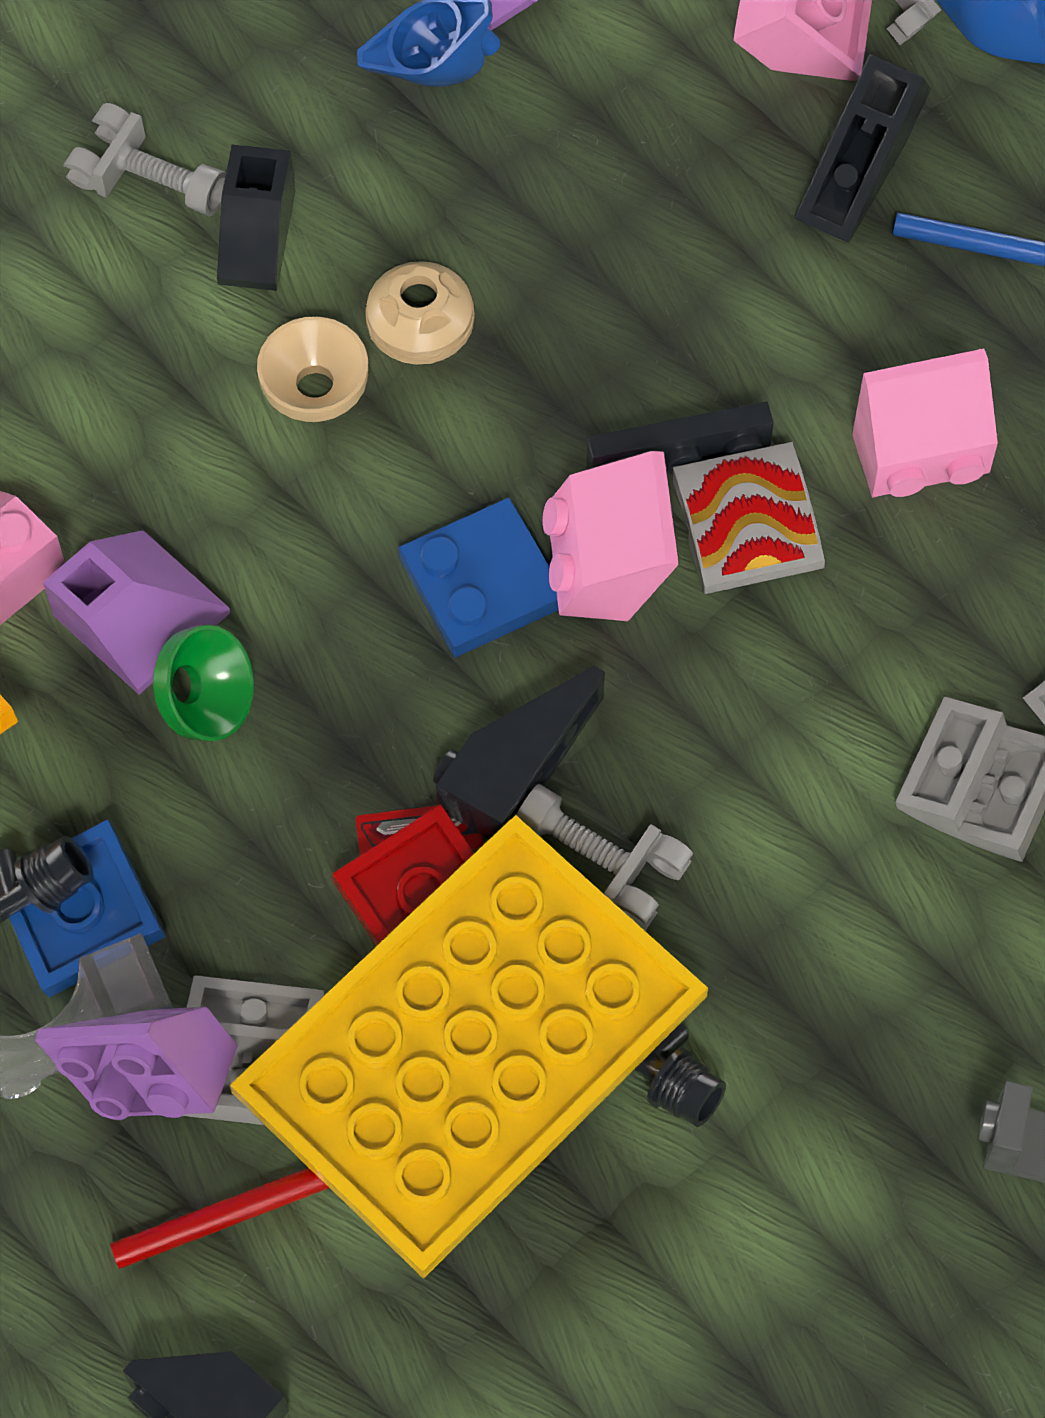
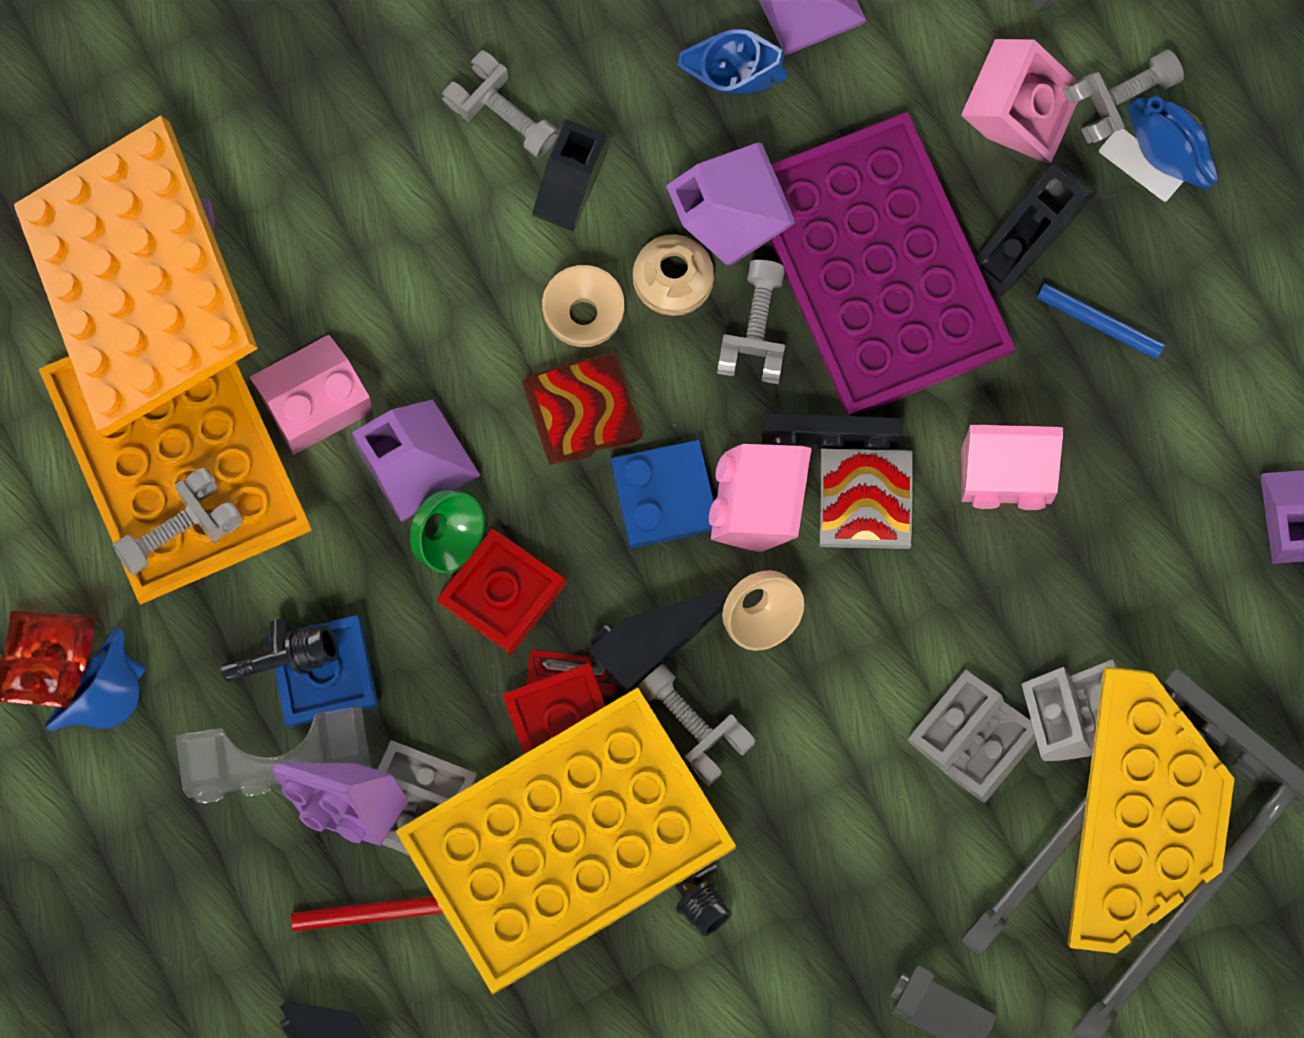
camera: 10 degrees right, 10 degrees up
(297, 747) = (501, 591): none -> red plate
(344, 496) = (581, 408): none -> slope
(473, 200) = (732, 203): none -> medium lavender slope
(539, 284) = (765, 277): none -> light grey bar
(673, 686) = (771, 618): none -> tan piece
(681, 239) = (883, 268): none -> magenta plate
(951, 48) = (1125, 153): none -> white sticker

